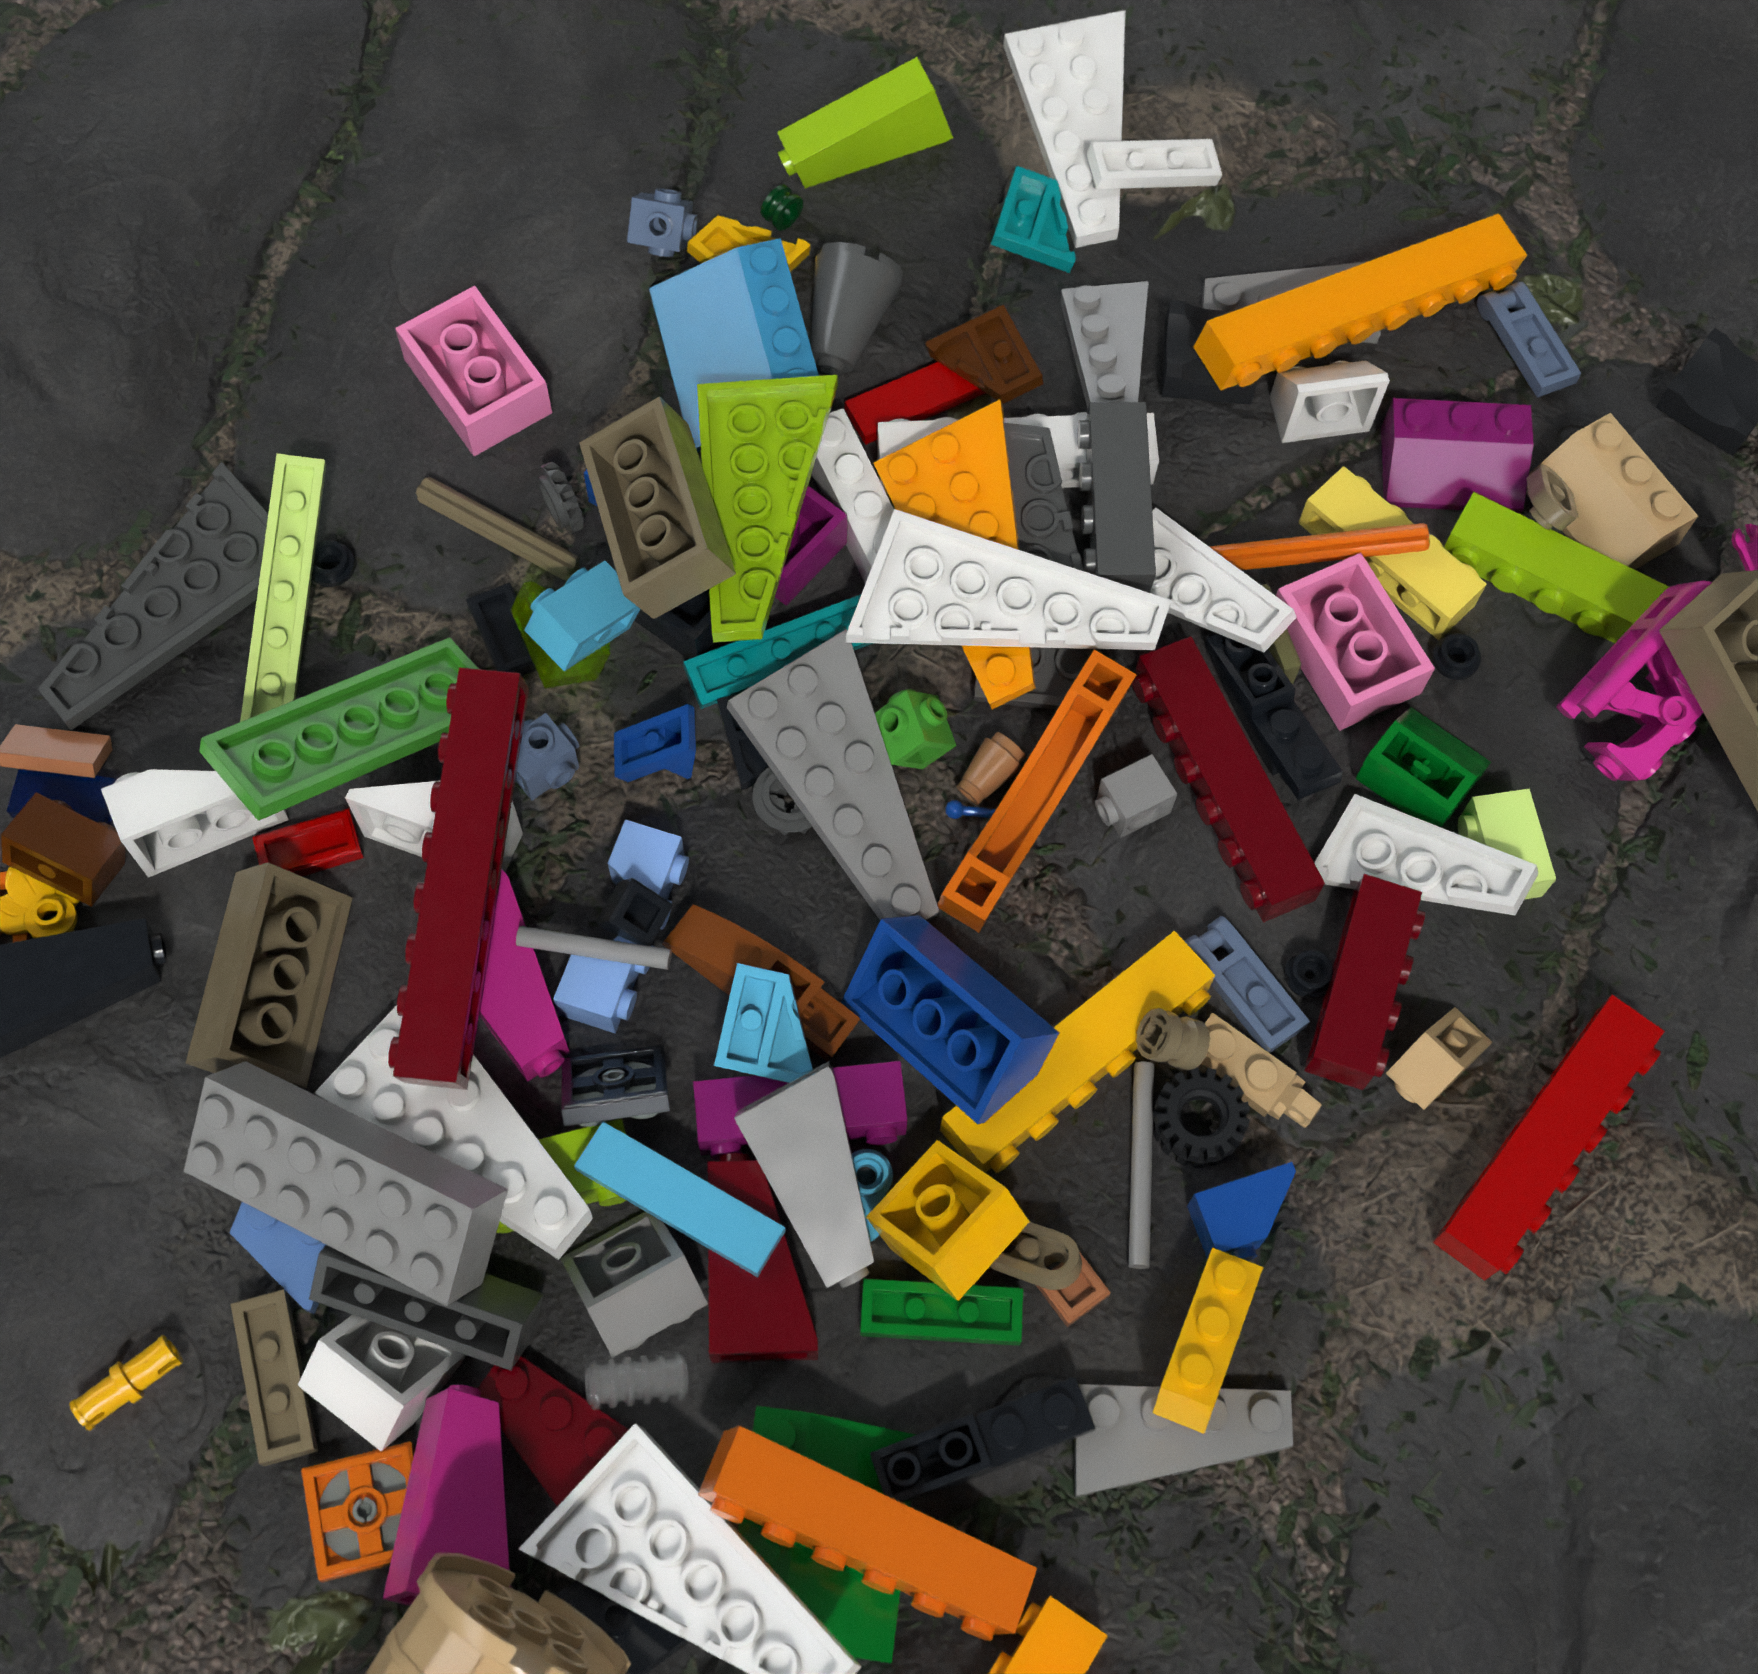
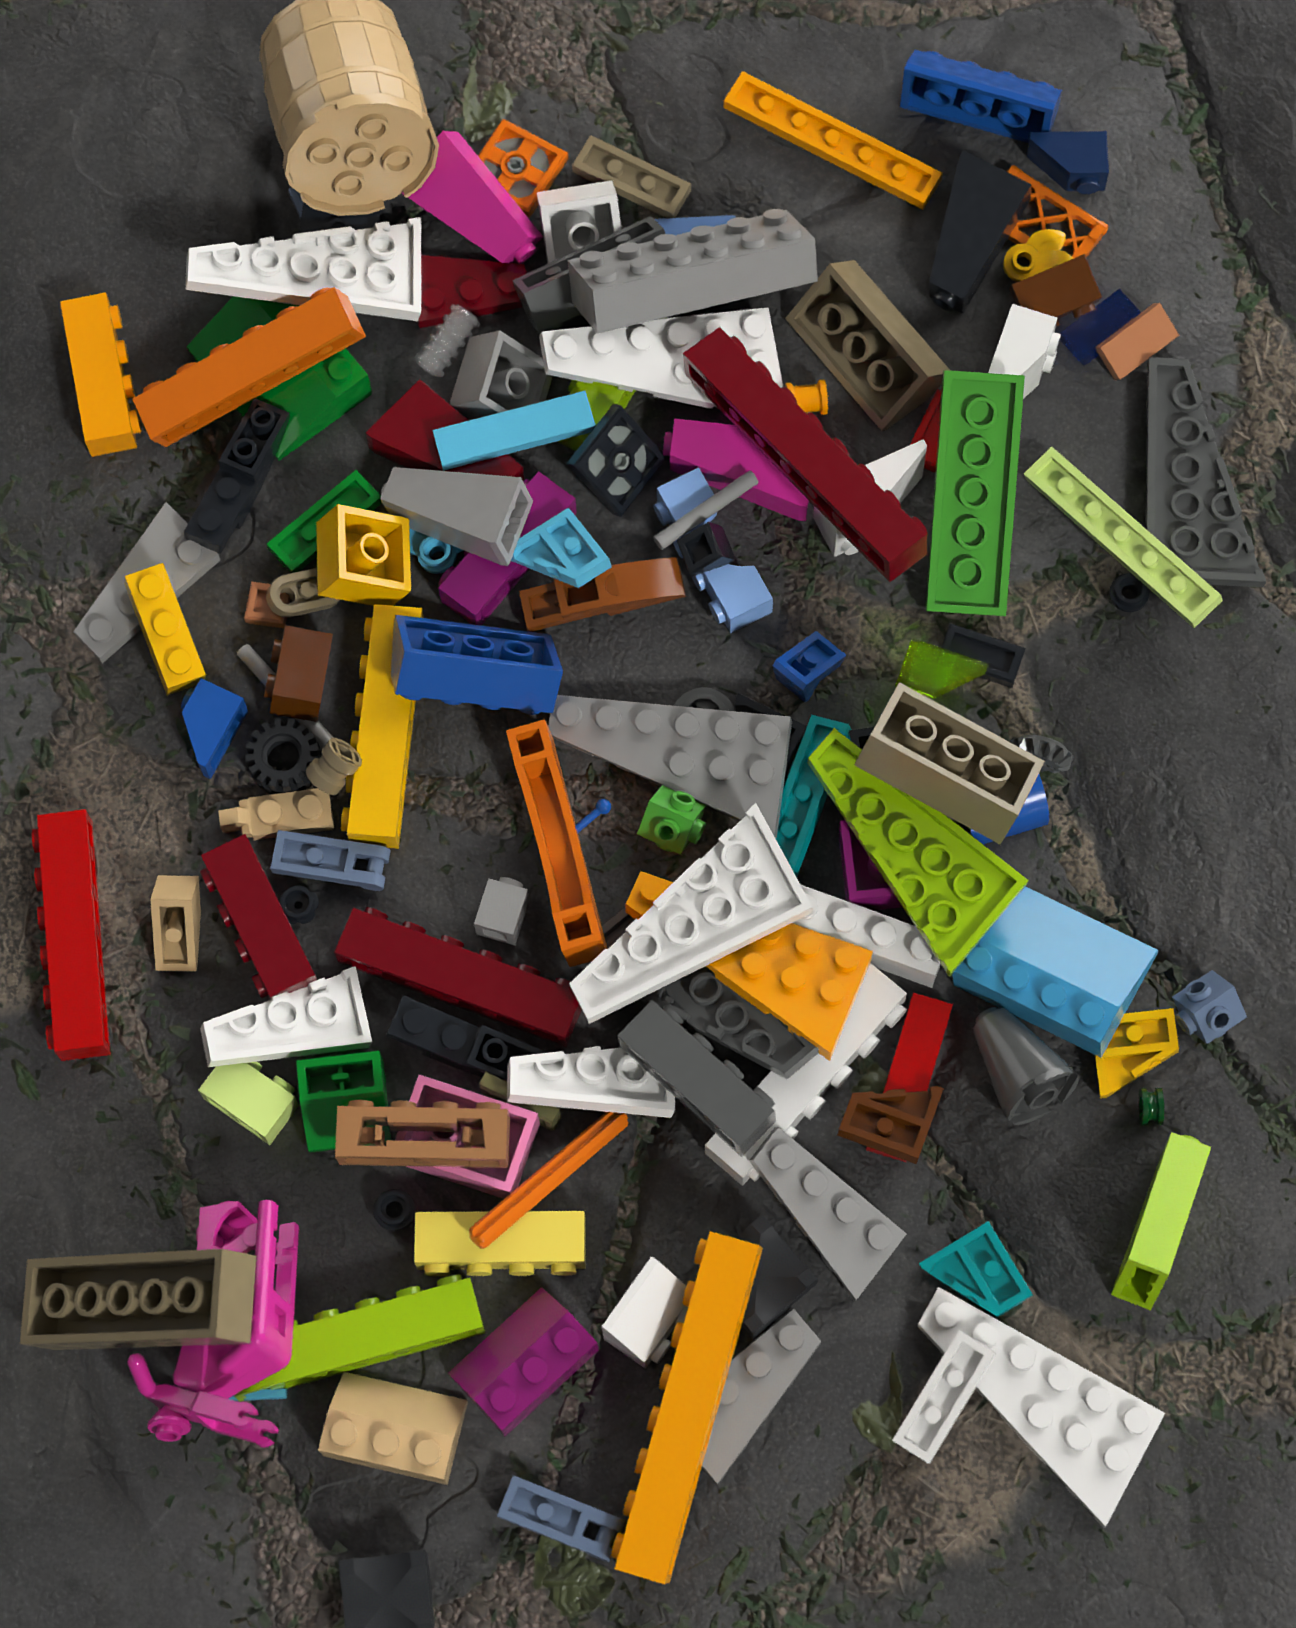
camera: 140 degrees right, 5 degrees up
(53, 1219) = (832, 140): none -> light orange plate
(125, 1382) = (700, 109): yellow pin -> none
(377, 981) = (811, 397): none -> light orange bush
(474, 370) = (1192, 782): bright pink brick -> none
(497, 528) = (1064, 710): dark tan axle -> none
(545, 756) = (865, 595): sand blue brick -> none
(581, 615) = (927, 666): medium azure brick -> none
(991, 767) = (605, 850): medium nougat cone -> none
(1115, 1172) = (300, 673): none -> reddish brown brick
(1402, 640) = (405, 1116): none -> medium nougat brick
(1551, 499) = (425, 1367): dark tan plate -> none

